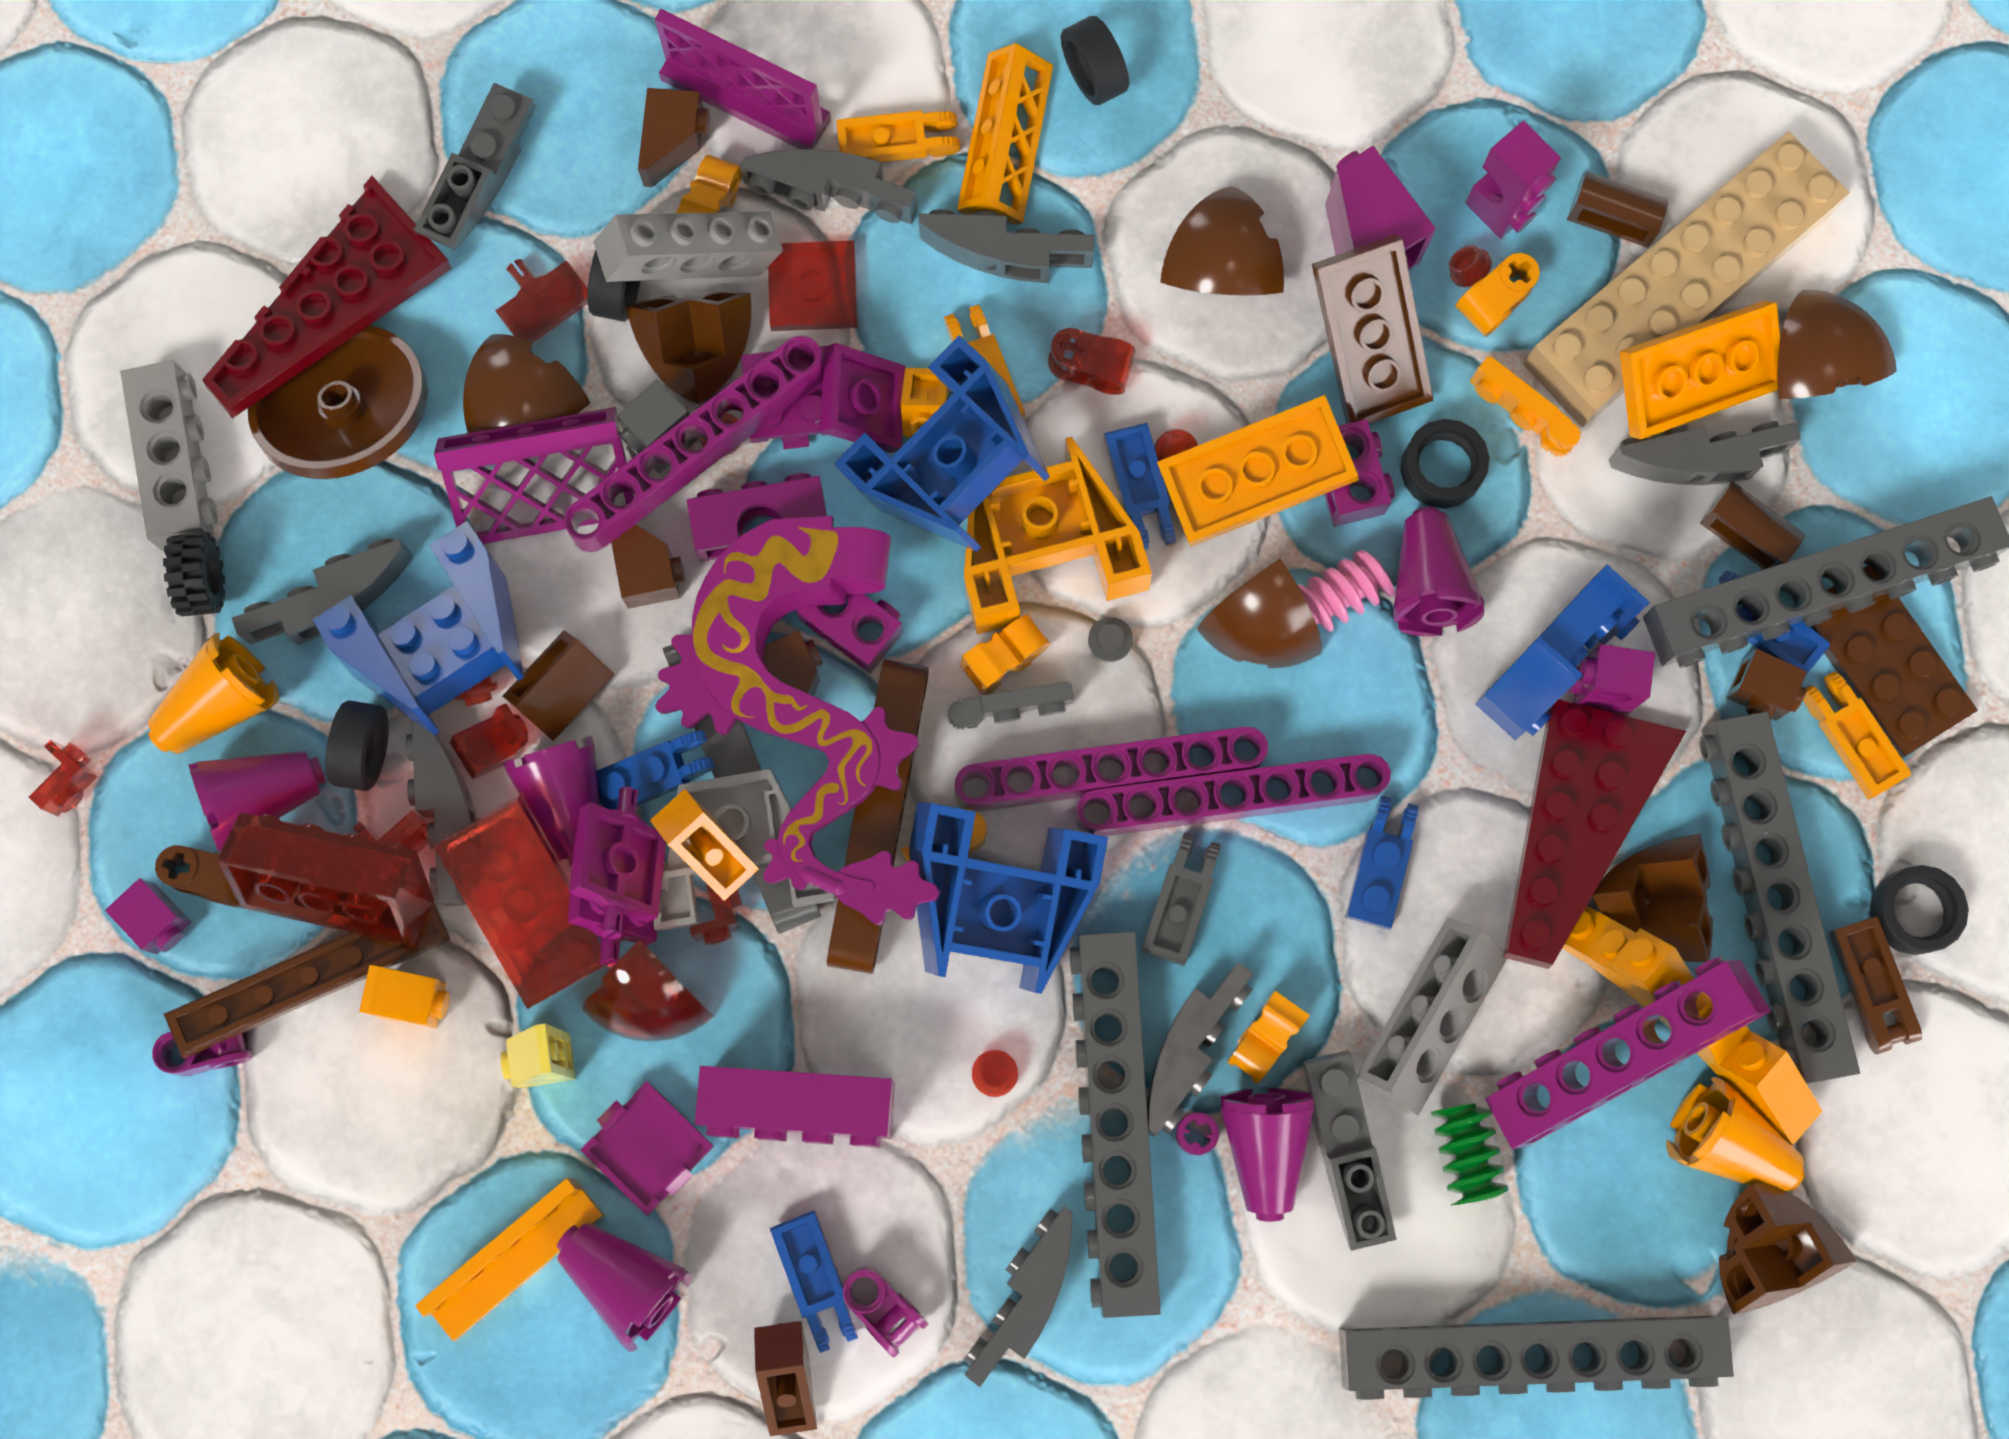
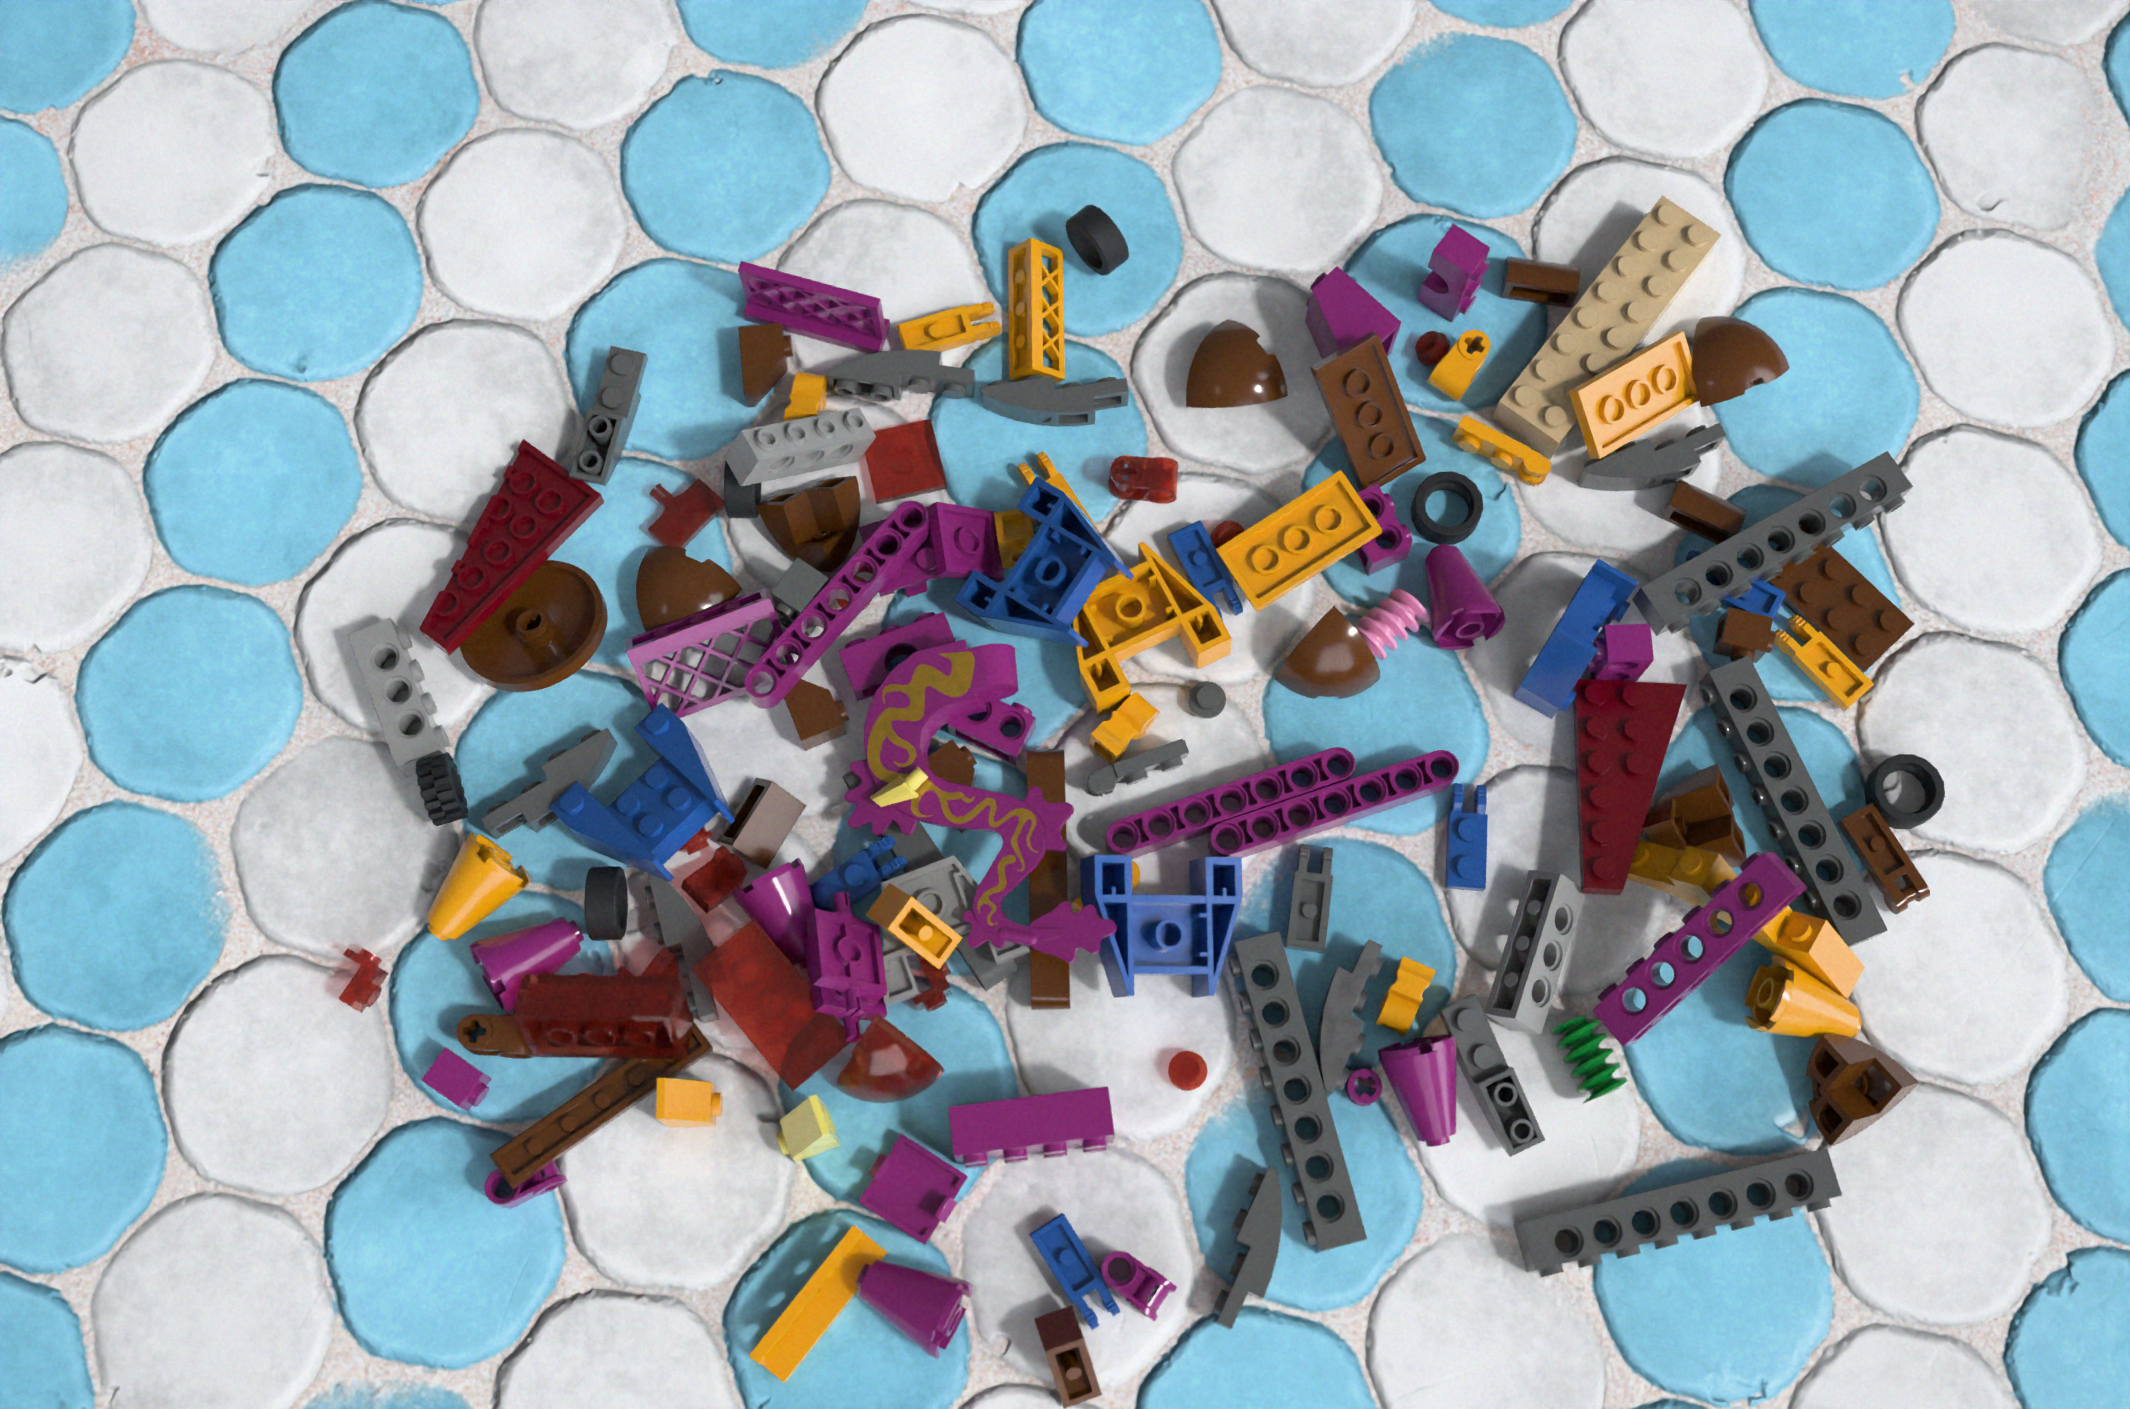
camera: 10 degrees left, 5 degrees down
(723, 678) = (900, 788): none -> light yellow bar

